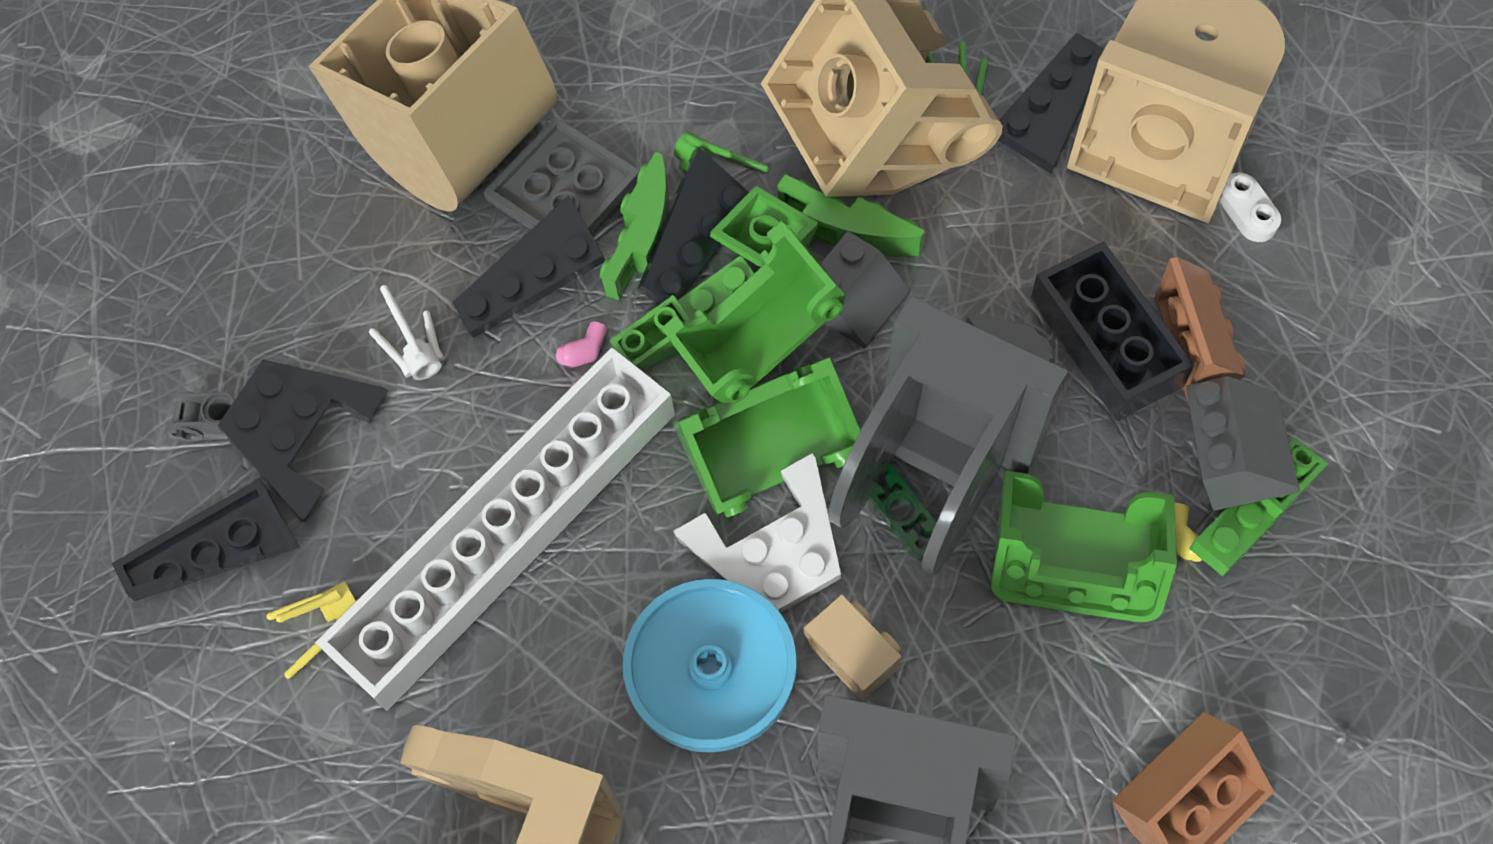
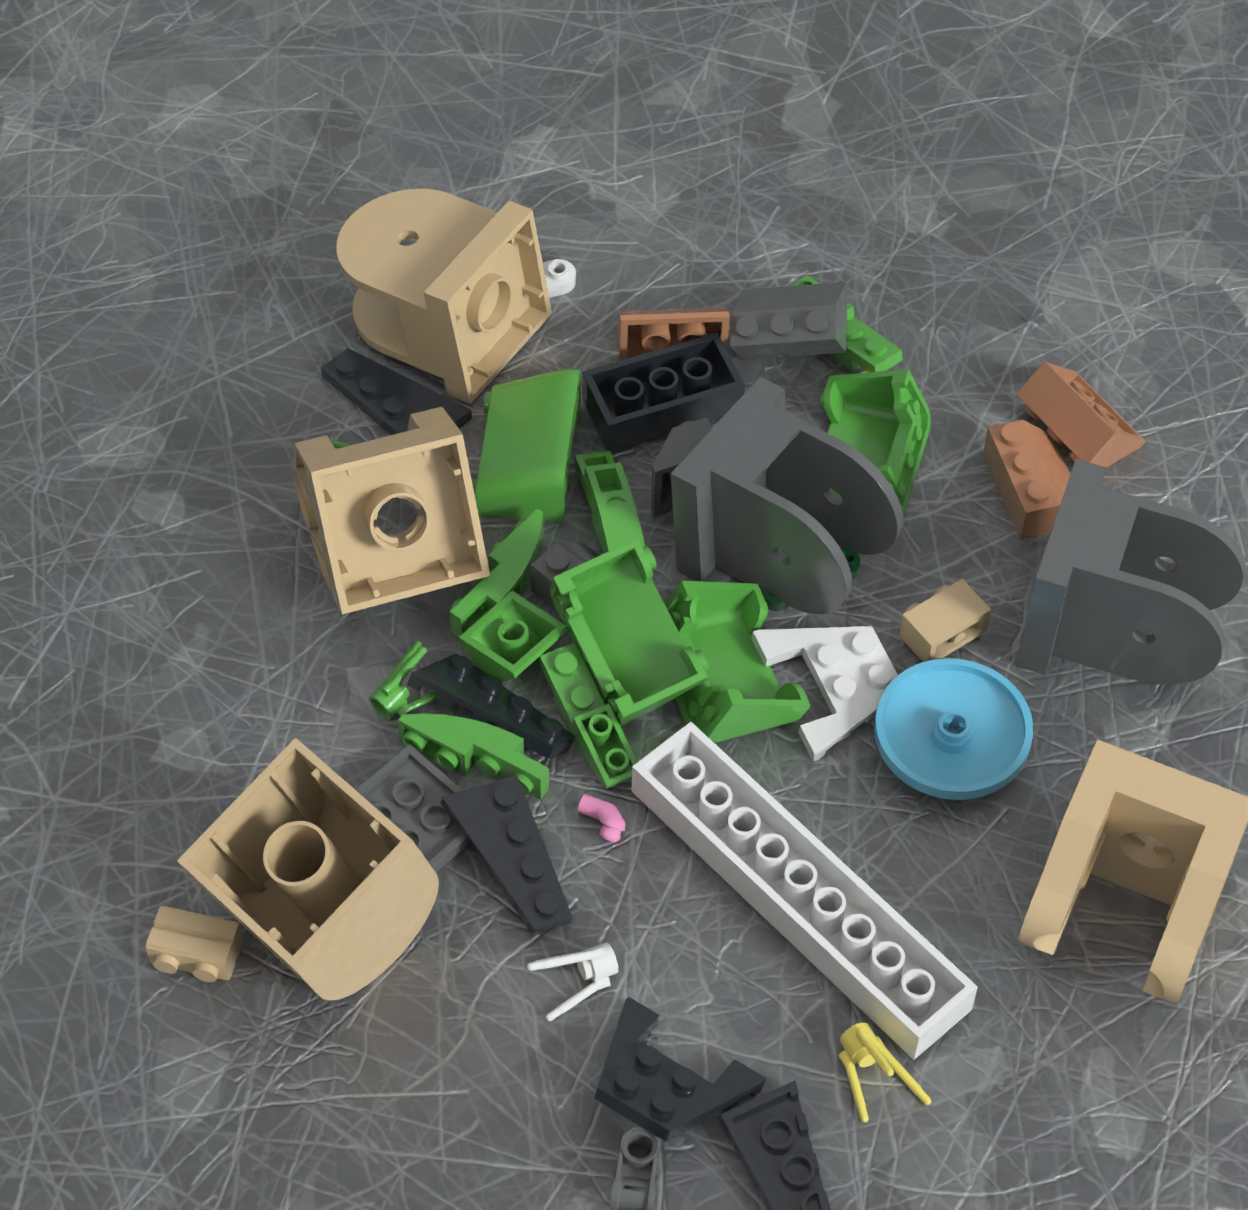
camera: 90 degrees left, 10 degrees down
(954, 293) = (609, 498): none -> bright green slope
(1010, 214) = (528, 446): none -> bright green windscreen
(1085, 744) = (1027, 474): none -> nougat slope

